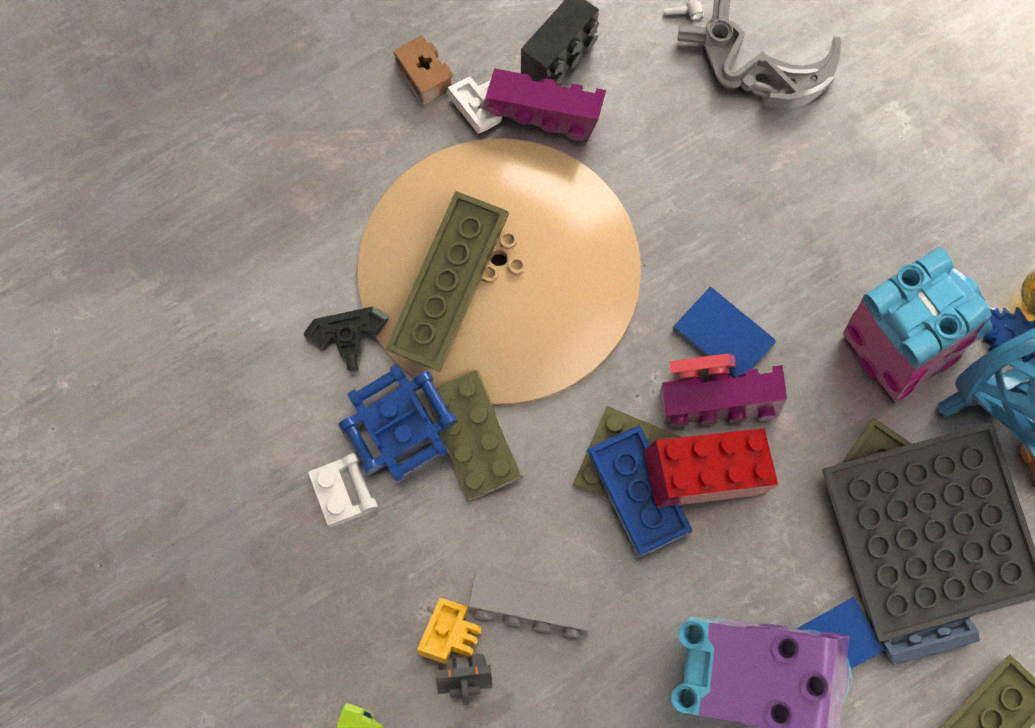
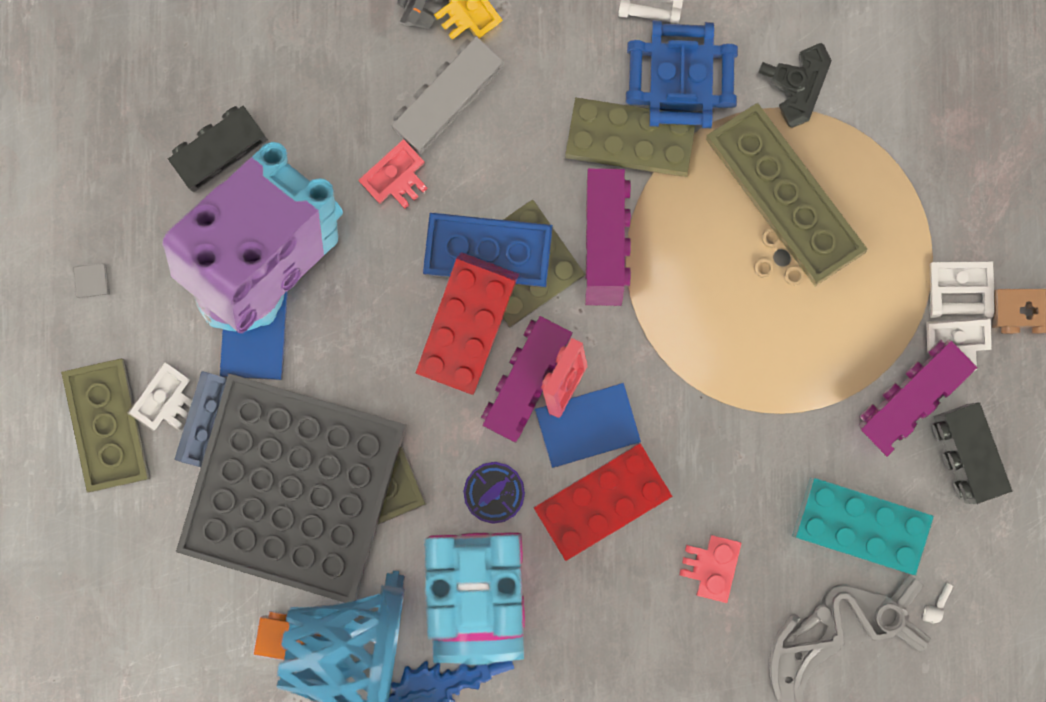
camera: 125 degrees right, 15 degrees up
(429, 128) = (961, 279): none -> white plate
(566, 404) = (606, 237): none -> magenta wedge
(625, 607) = (395, 175): none -> coral hinge
(665, 90) = (862, 526): none -> teal brick
(768, 180) = (713, 567): none -> coral hinge
(777, 285) = (602, 501): none -> red brick
(825, 374) = (494, 492): none -> tile
(937, 685) = (162, 399): none -> white hinge

